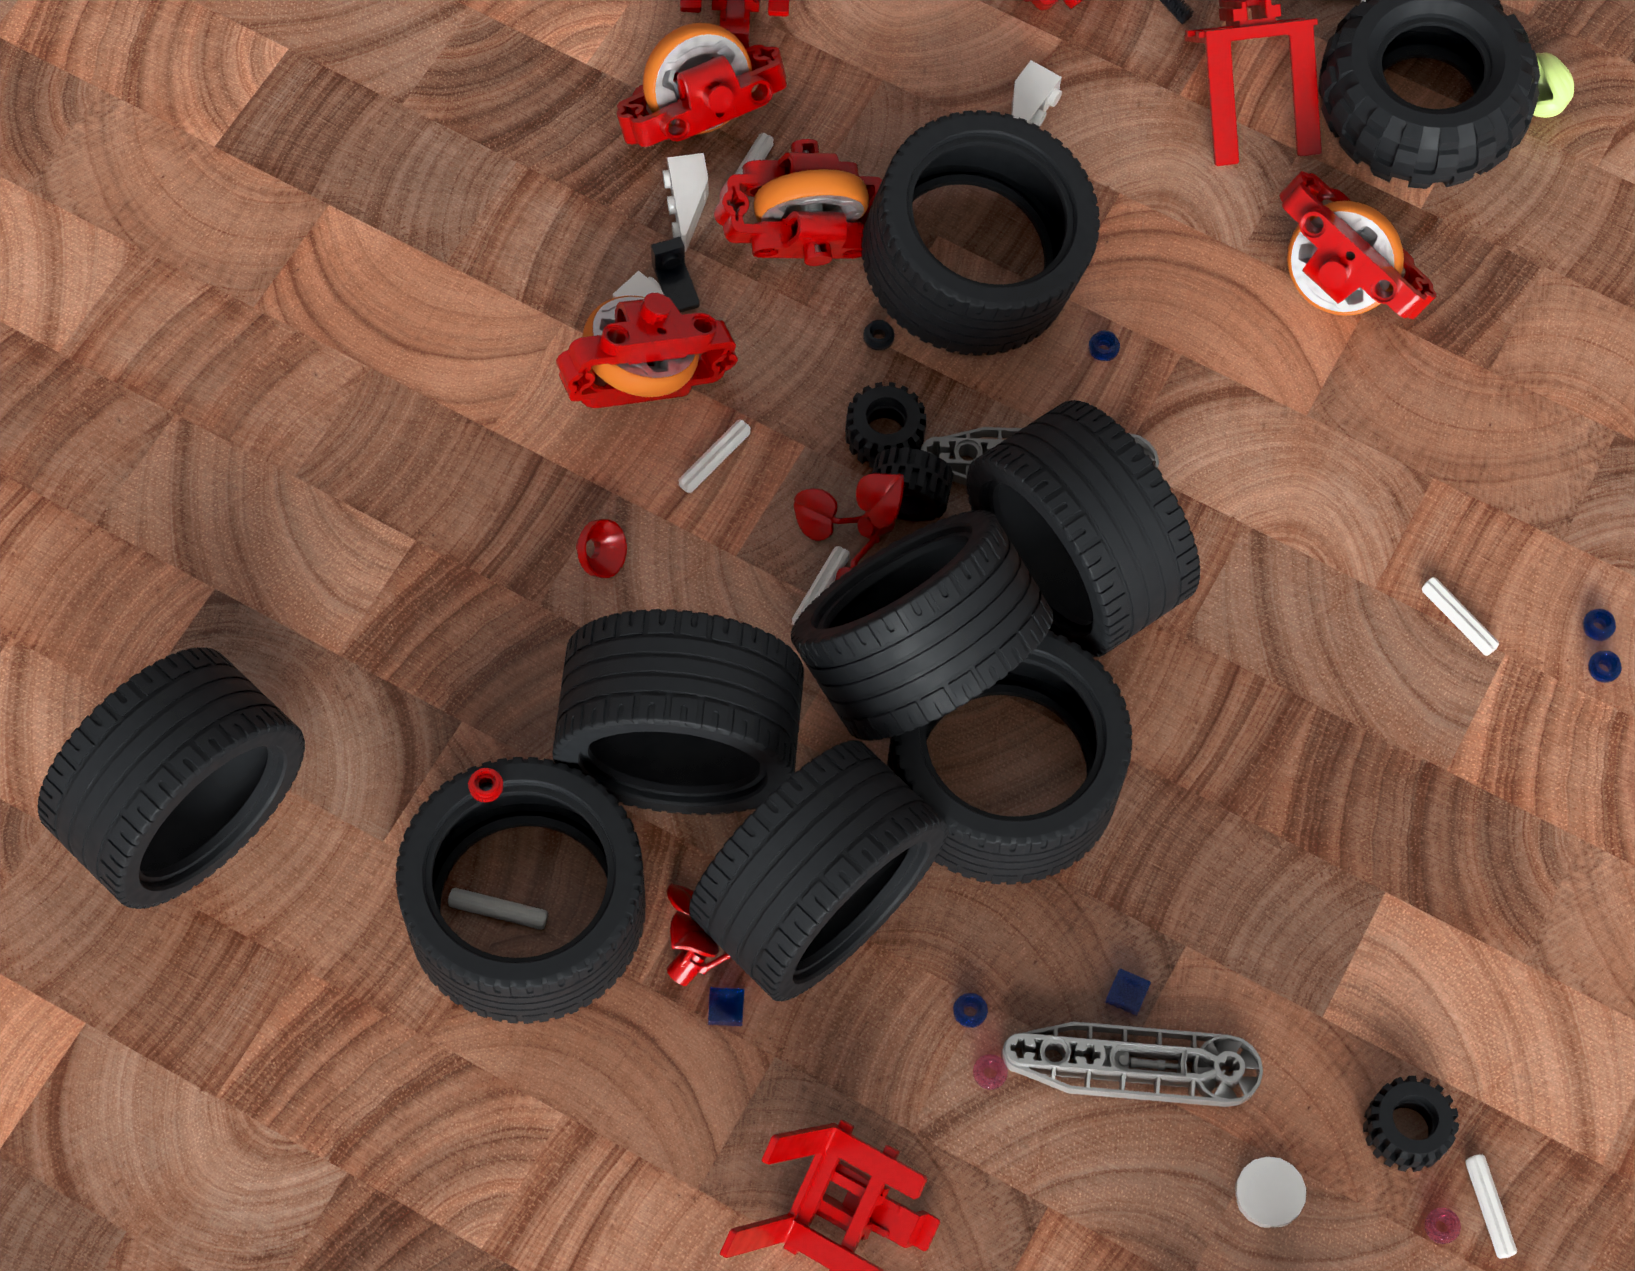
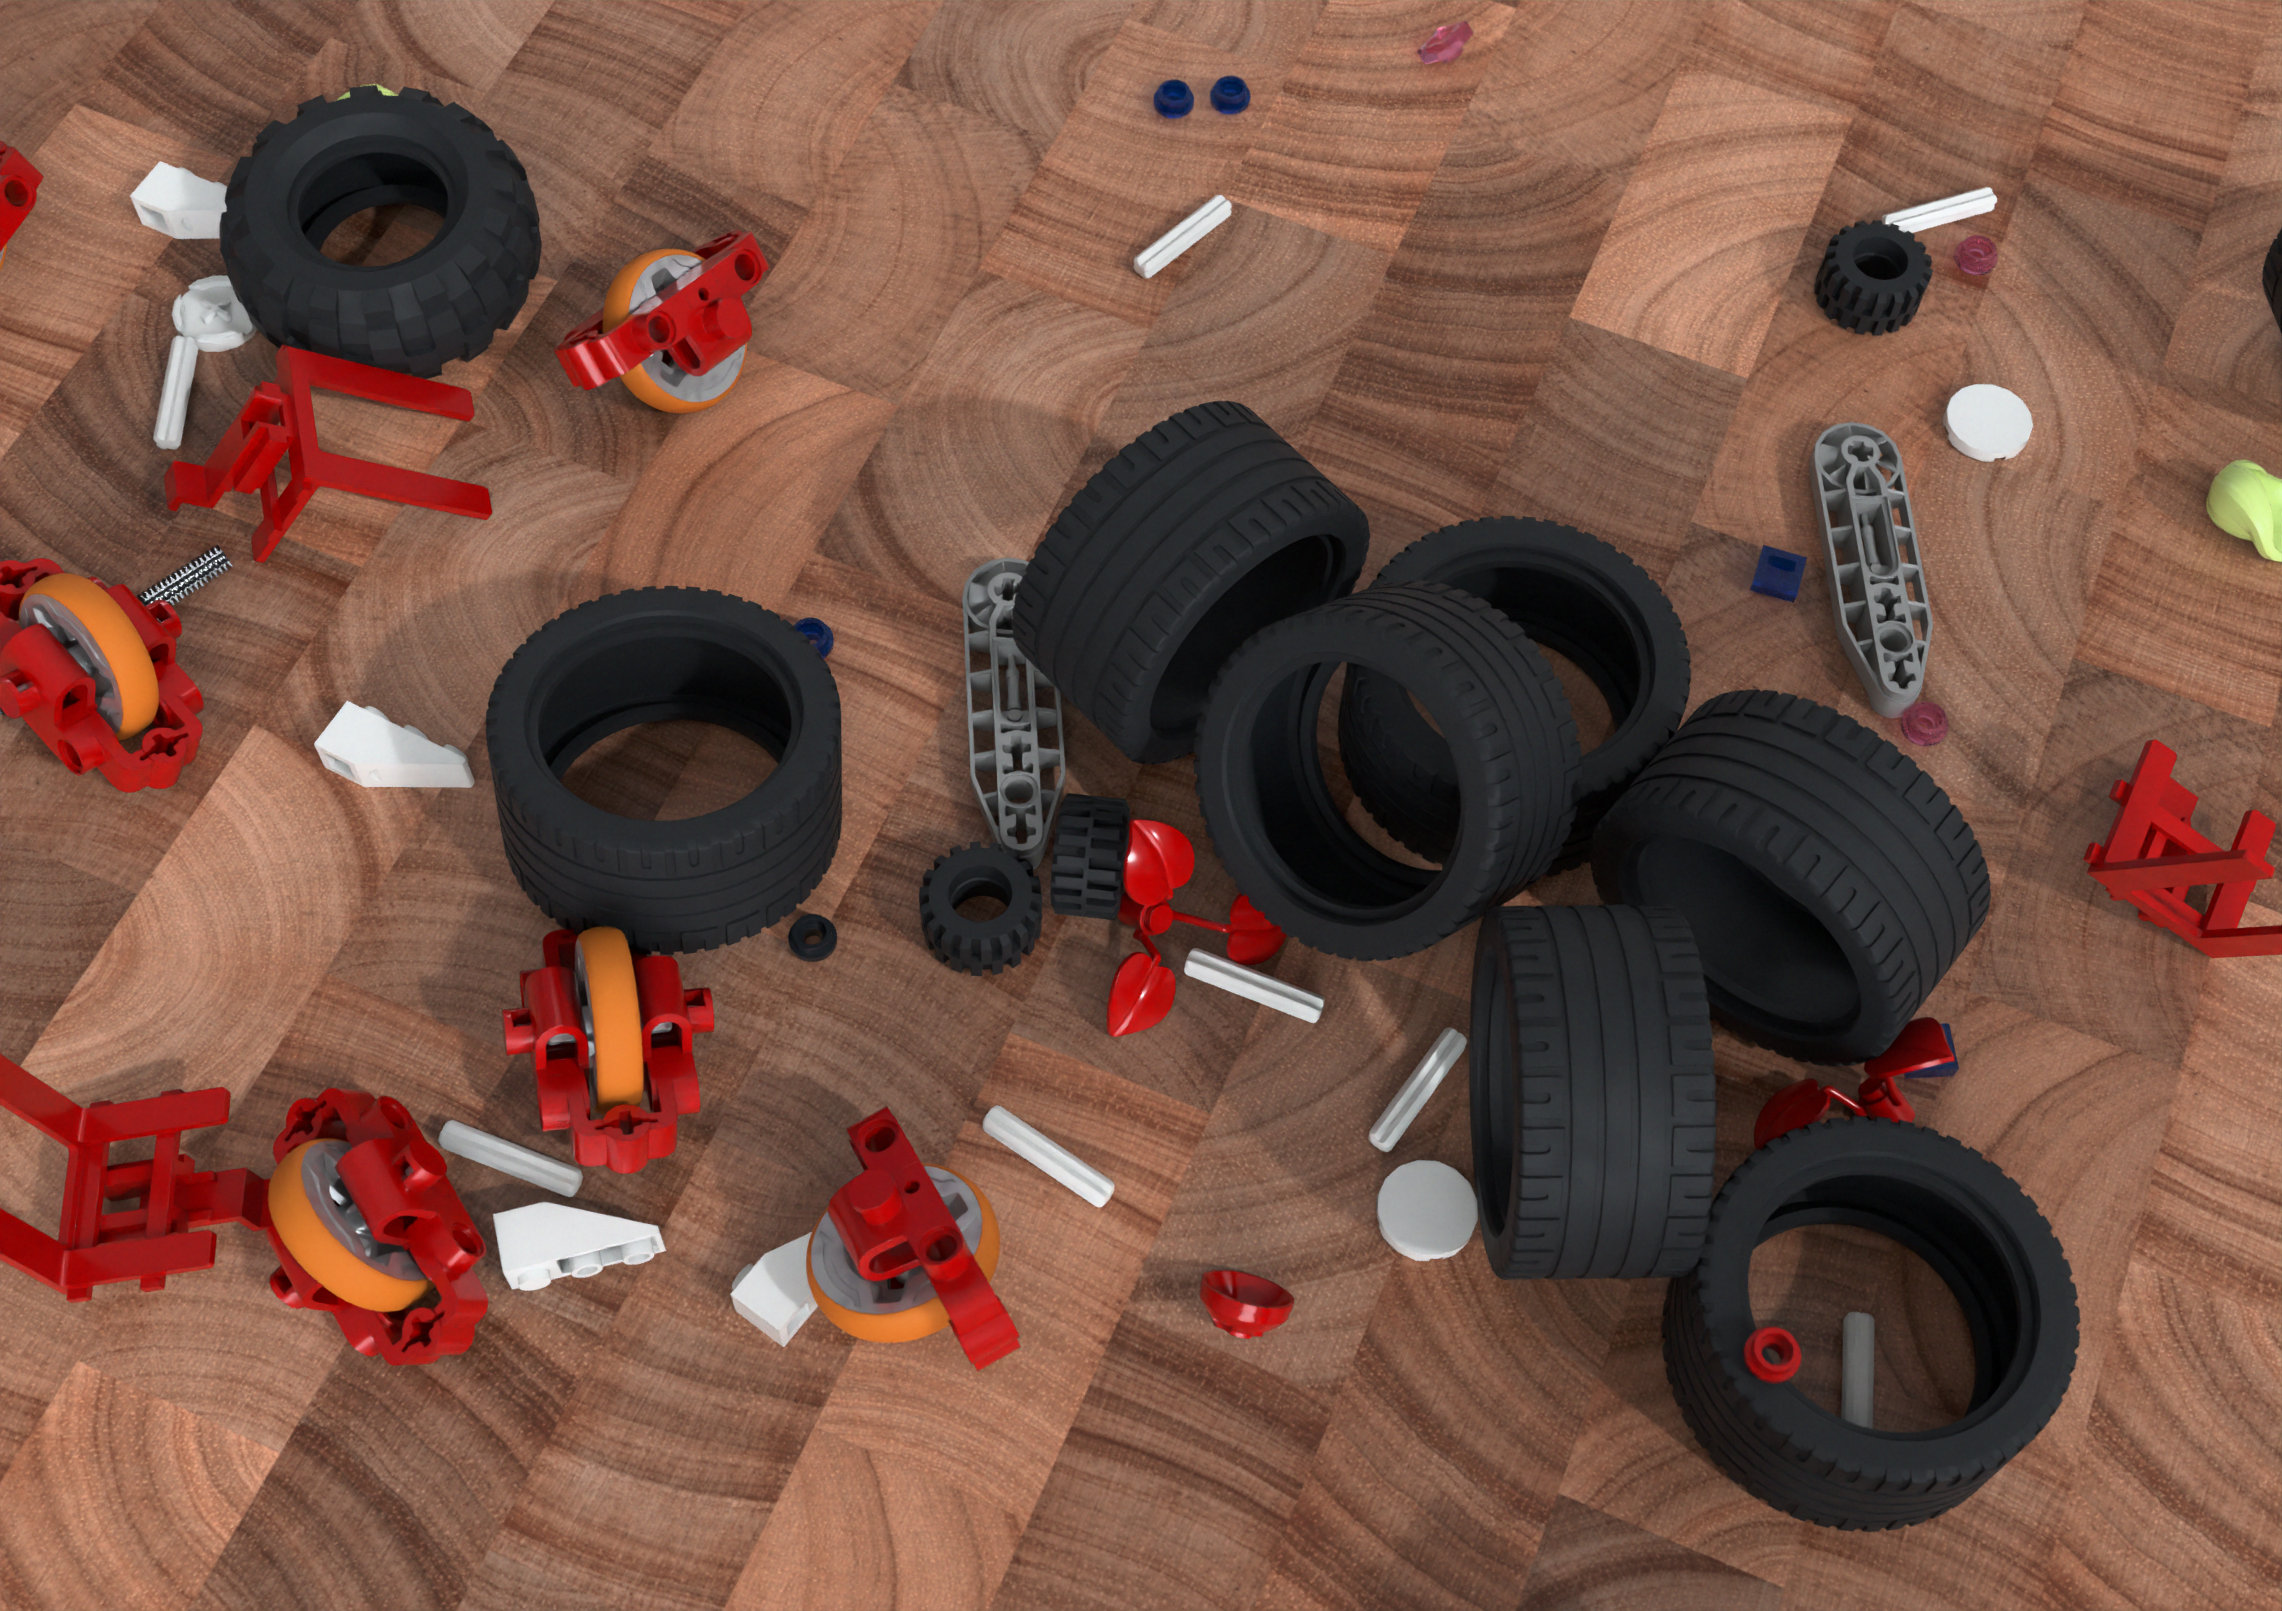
camera: 95 degrees left, 5 degrees down
(672, 273) = (728, 1247): black bracket -> none

